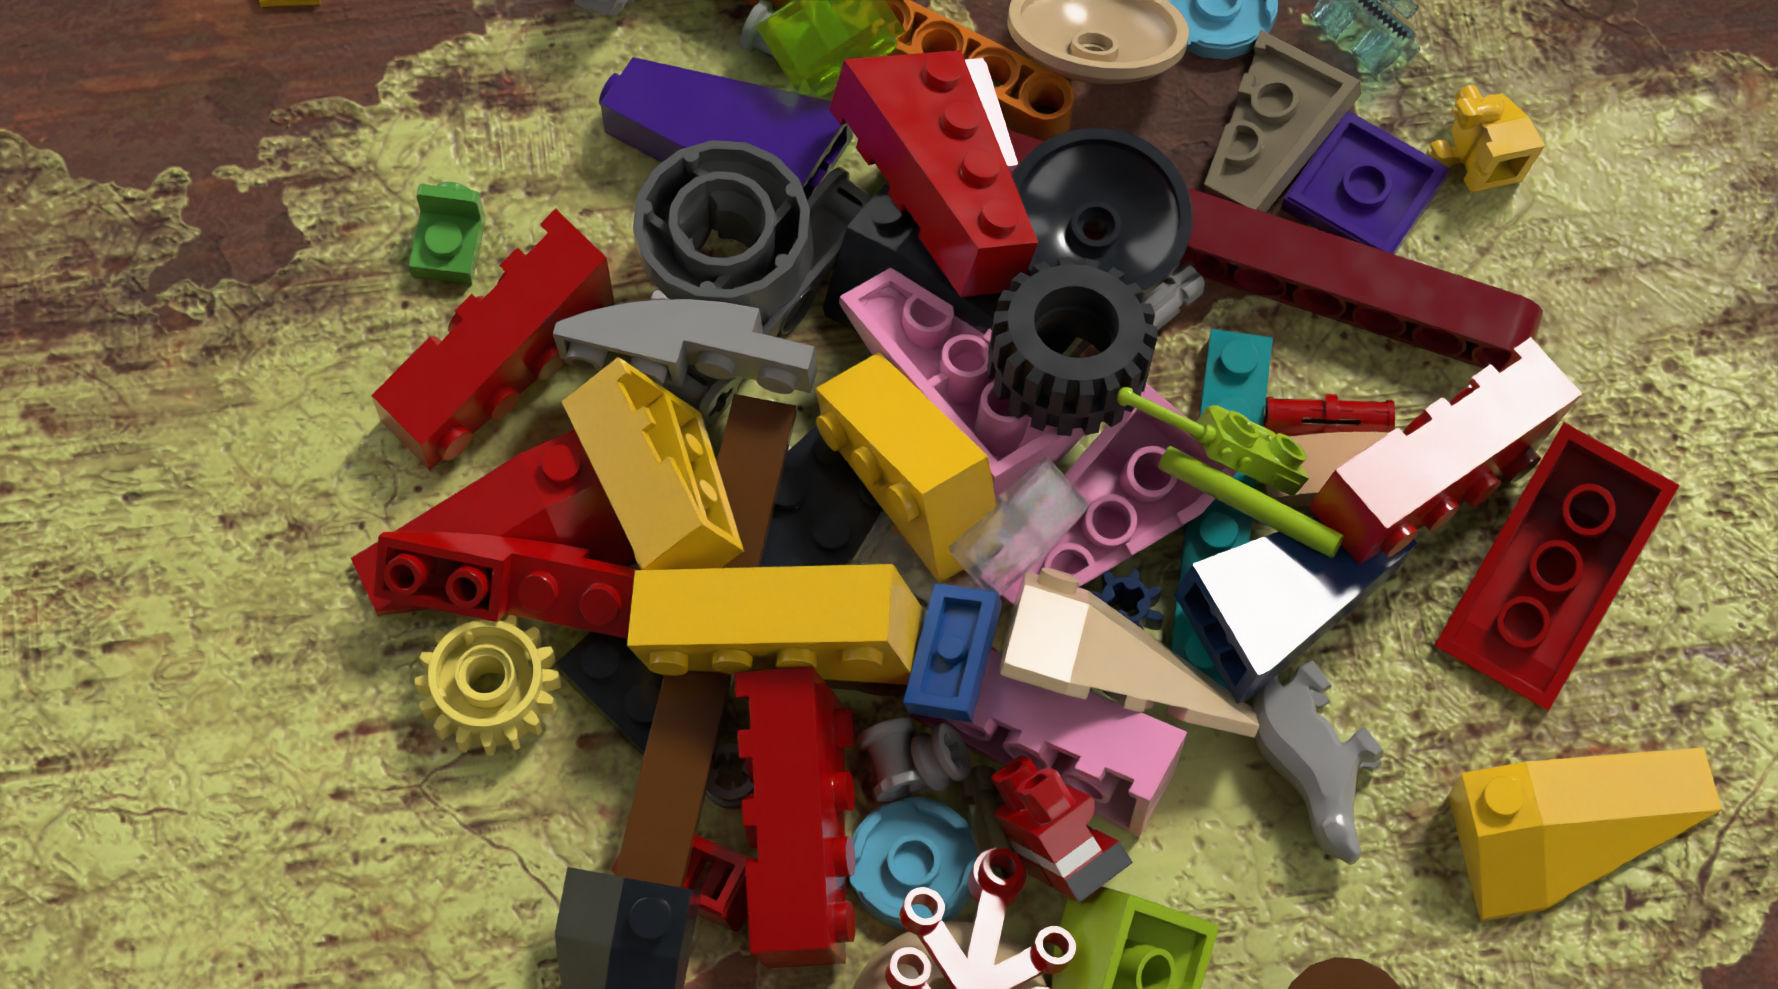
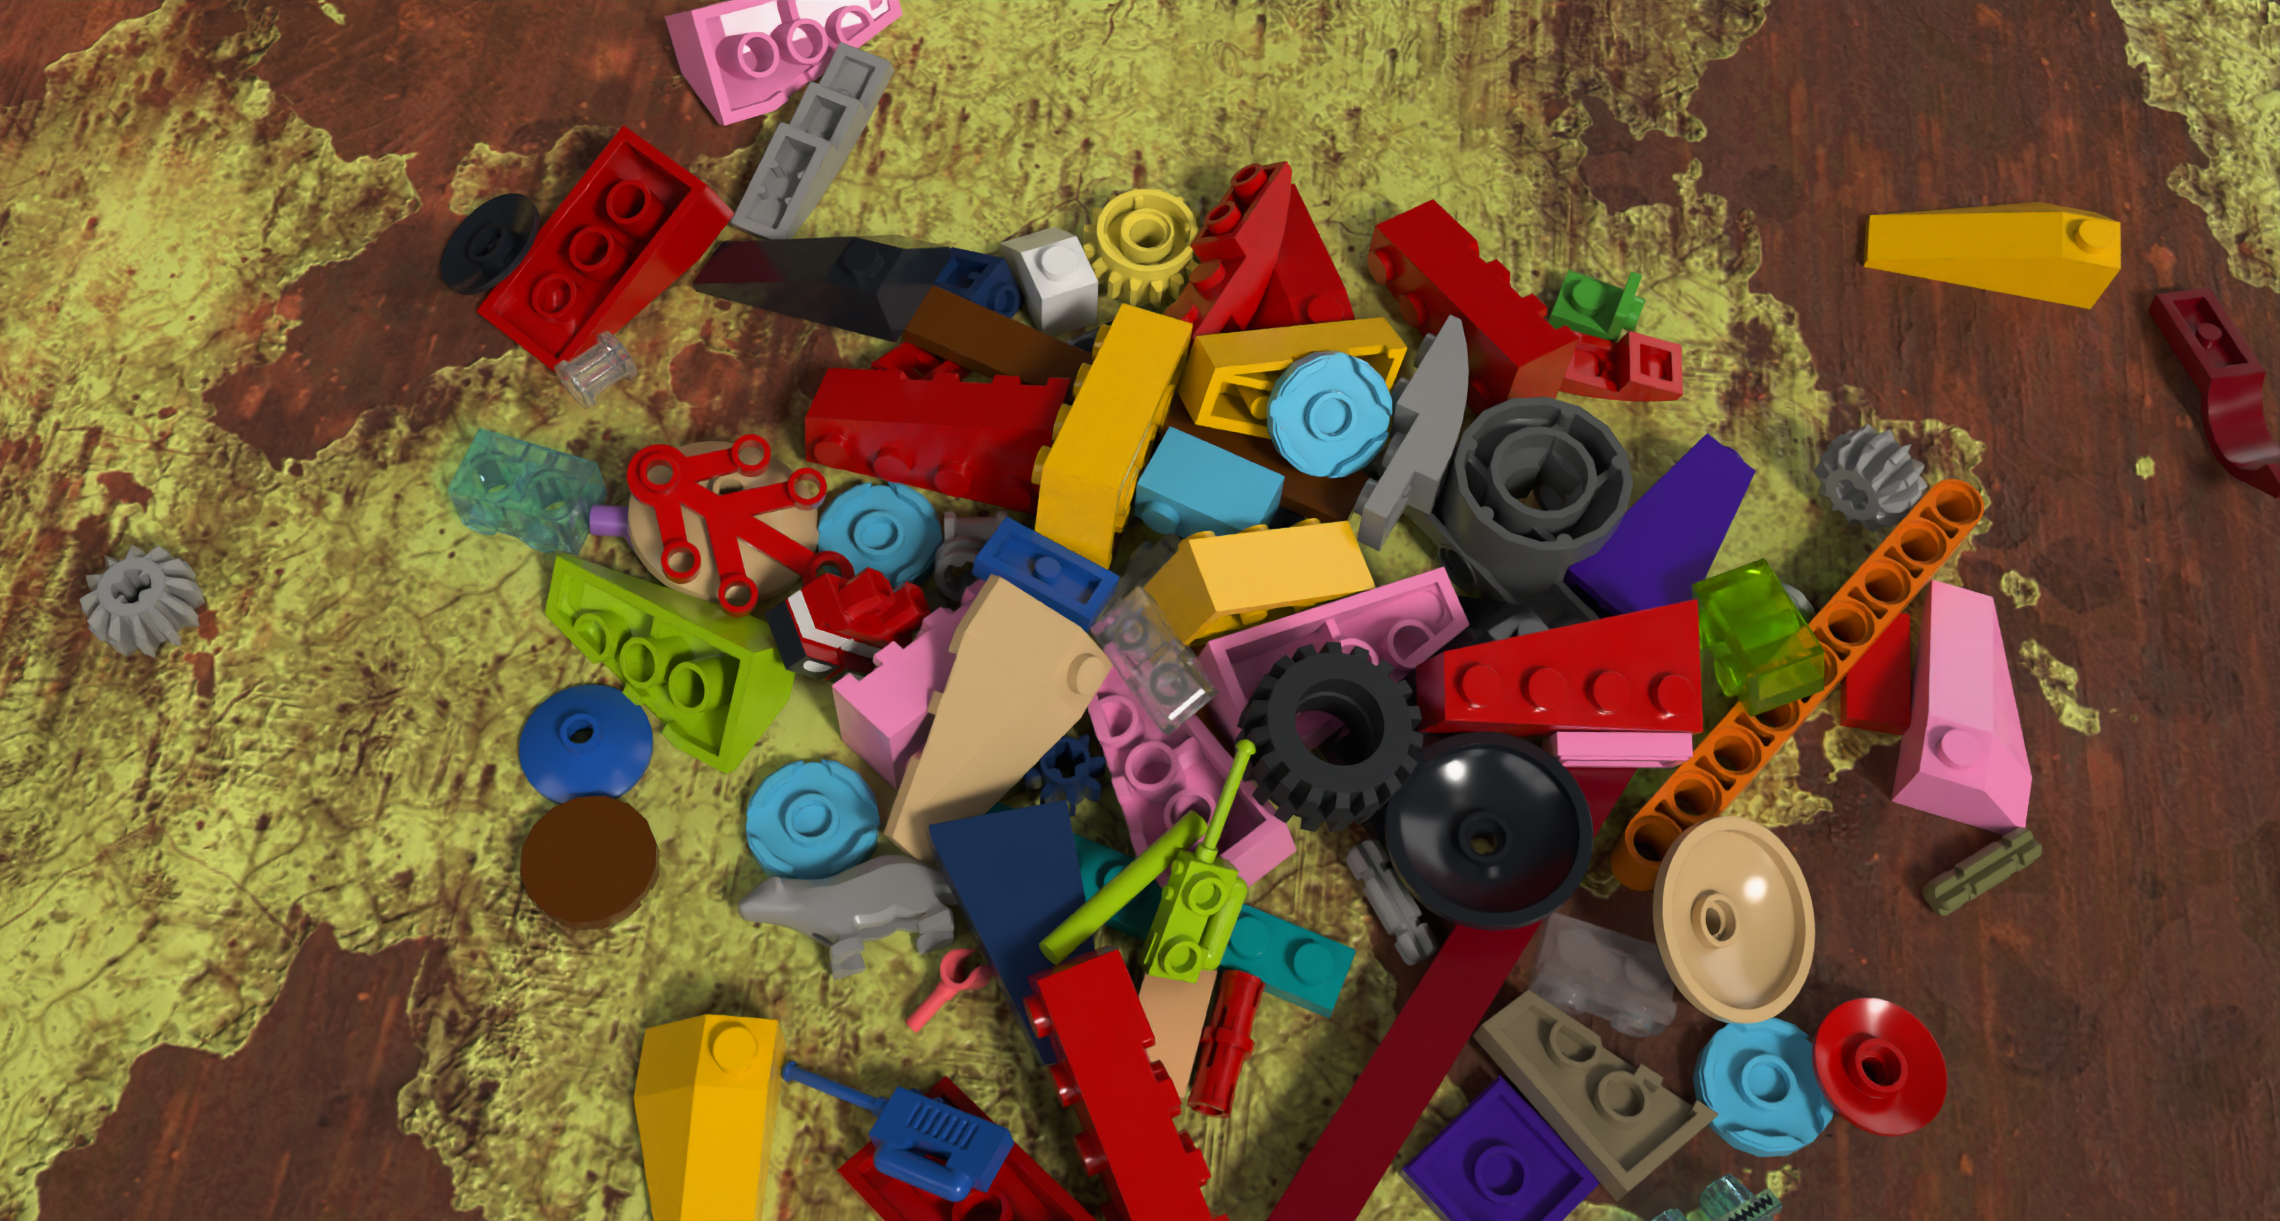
camera: 100 degrees right, 5 degrees down
(511, 199) = (1626, 370): none -> red slope
(545, 774) = (1054, 280): none -> white slope
(584, 838) = (982, 280): none -> dark blue bracket
(703, 423) = (1329, 414): none -> medium azure tile
(810, 515) = (1204, 488): none -> medium azure brick
(1169, 116) = (1603, 975): none -> clear bracket
(1238, 833) = (812, 821): none -> medium azure tile
(1352, 657) = (952, 982): none -> coral hand
(1498, 643) = (919, 1126): none -> blue piece

